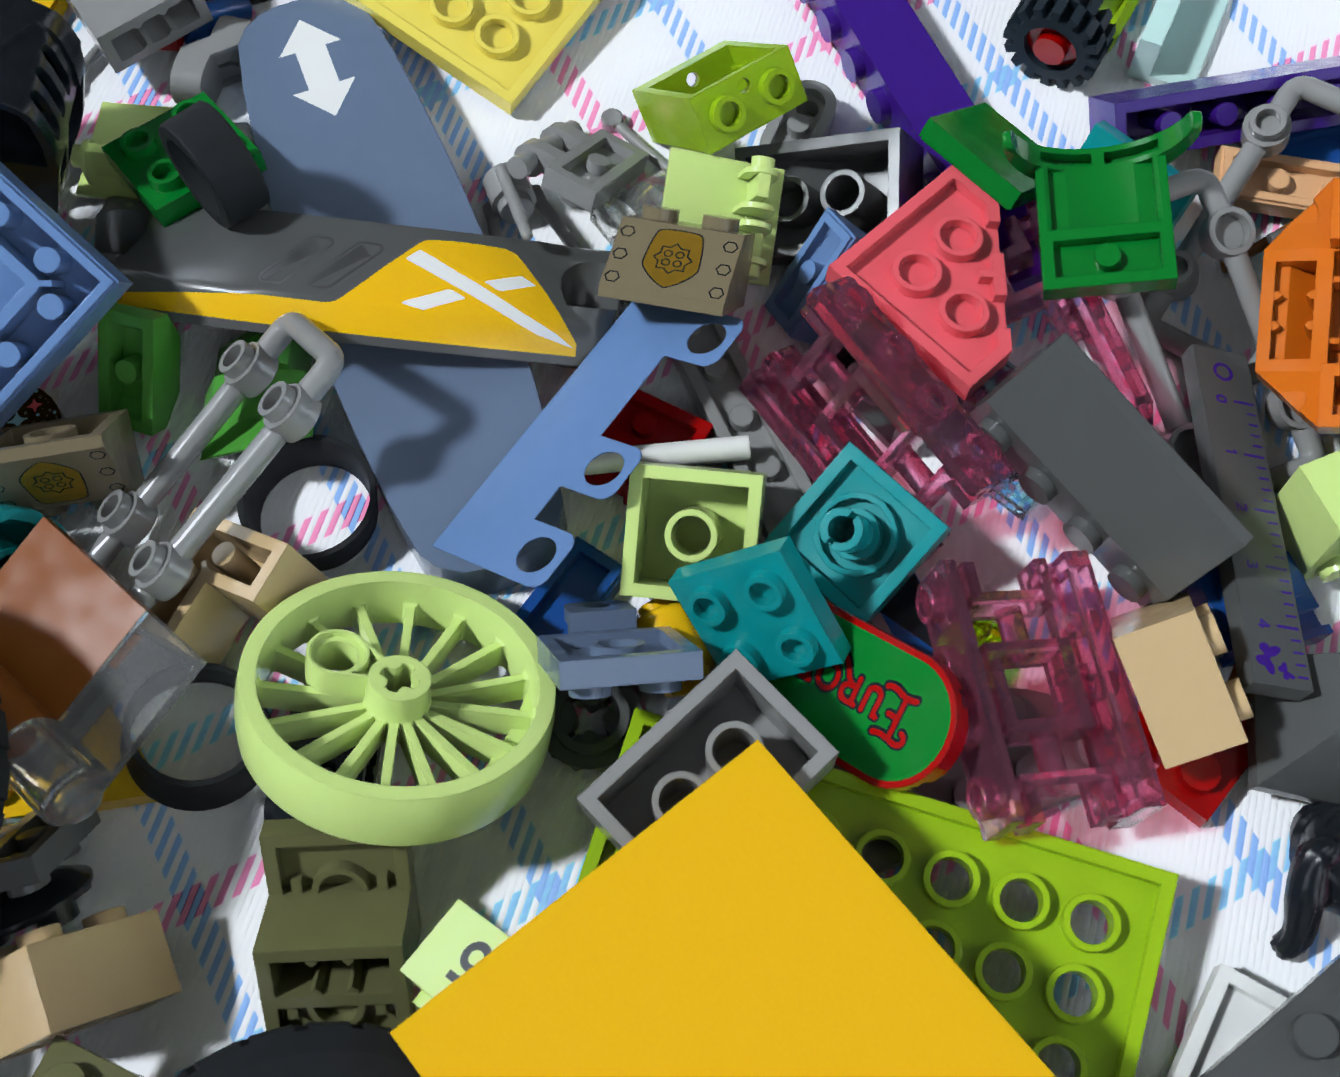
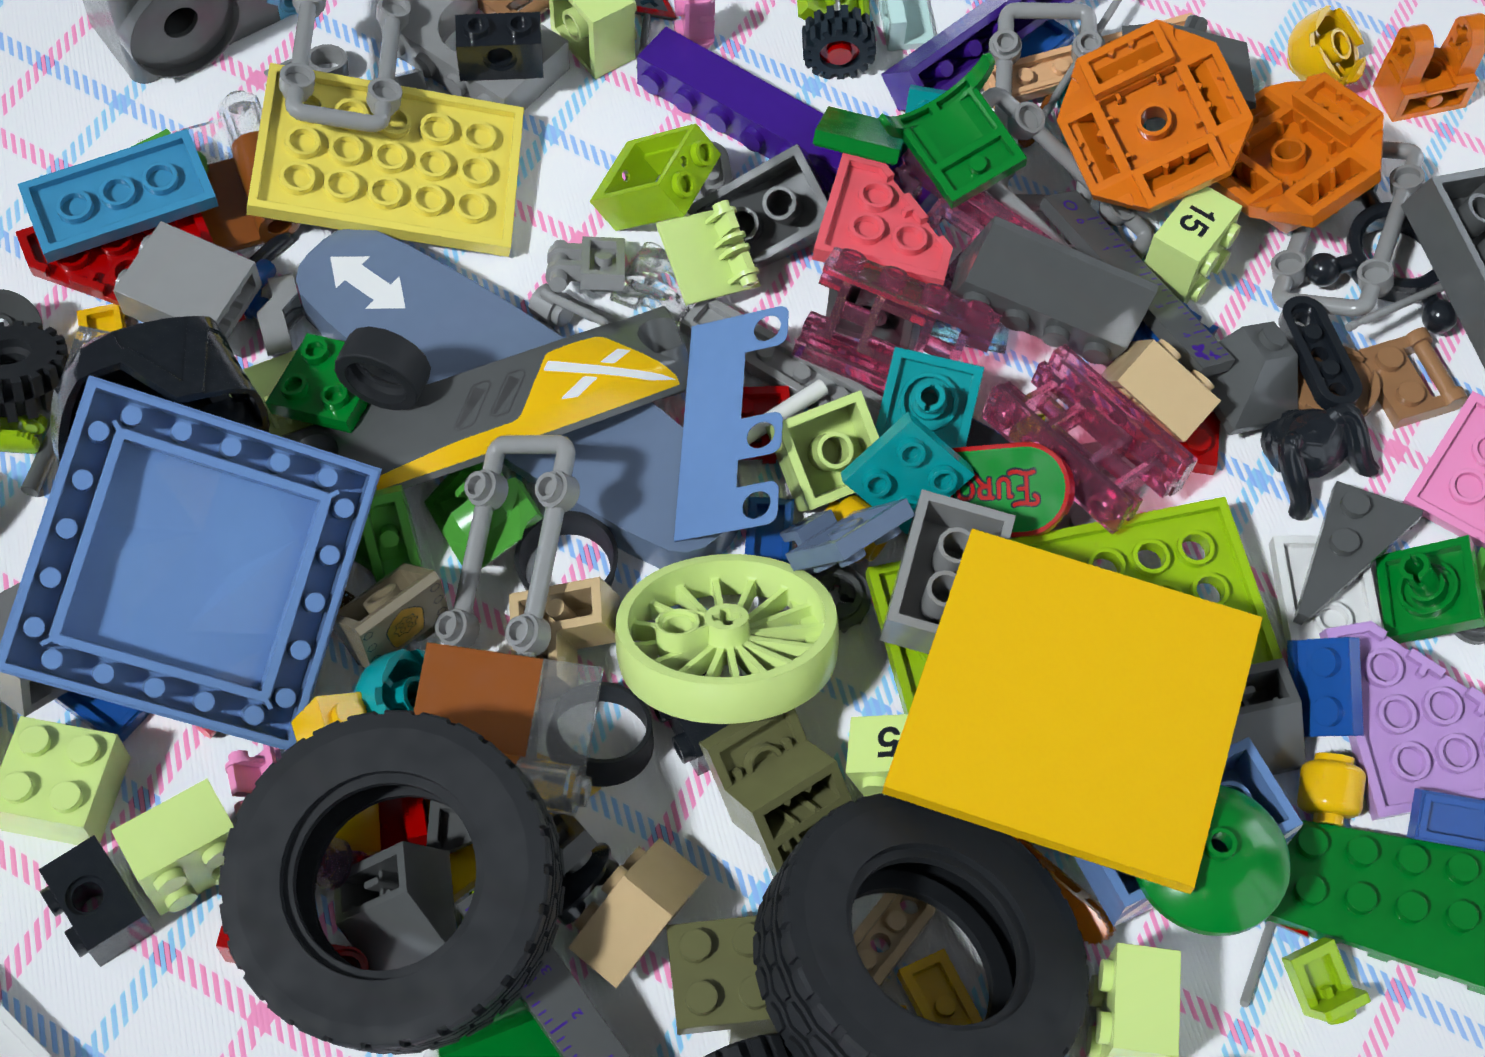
camera: 35 degrees left, 5 degrees down
(613, 122) = (580, 228): light grey hinge -> none
(679, 262) = (716, 290): dark tan slope -> none
(808, 270) = (791, 271): medium blue slope -> none

